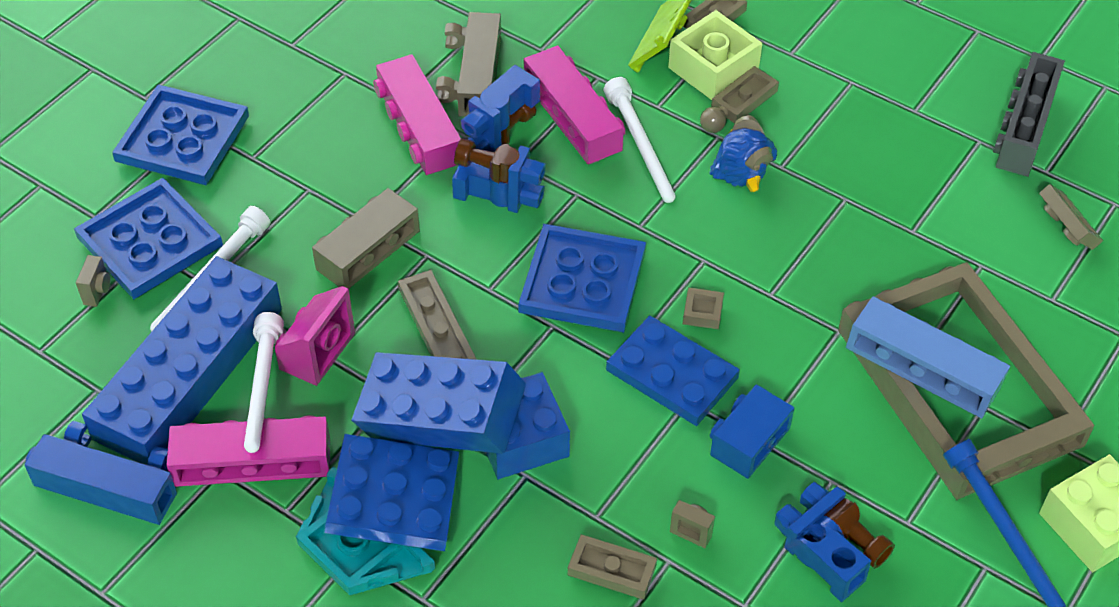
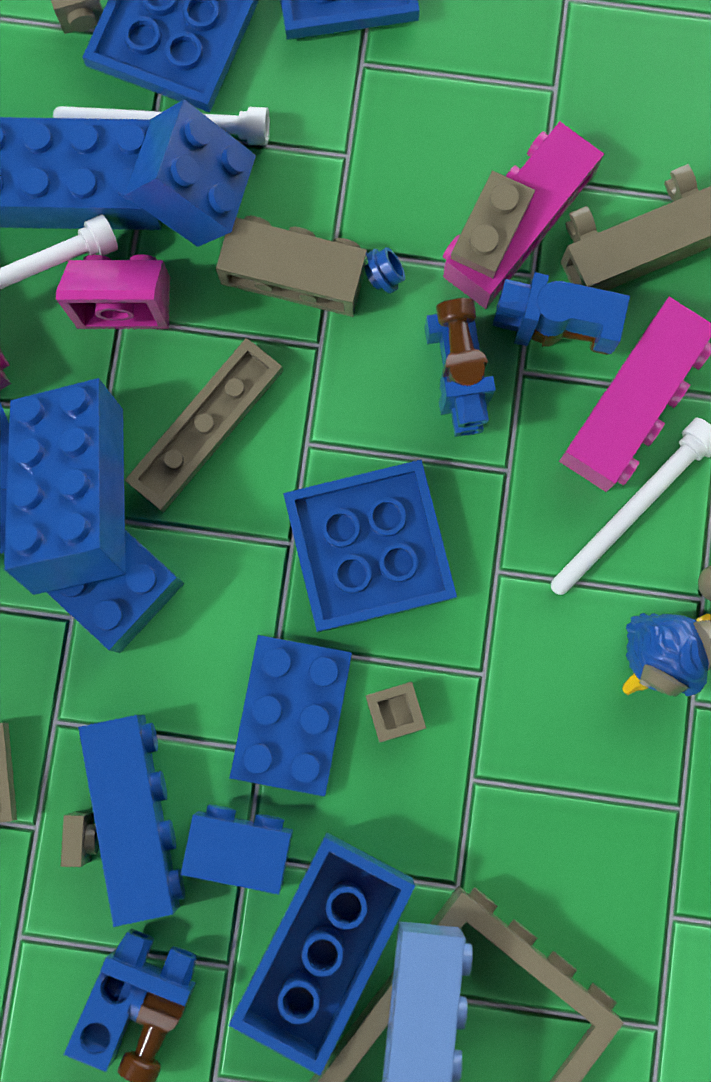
camera: 65 degrees right, 30 degrees up
(270, 249) = (190, 174): none -> blue brick
(406, 190) = (384, 270): none -> blue plate
(419, 118) = (492, 224): none -> dark tan plate
(664, 476) = (131, 819): none -> blue brick
(846, 403) = (322, 953): none -> blue brick

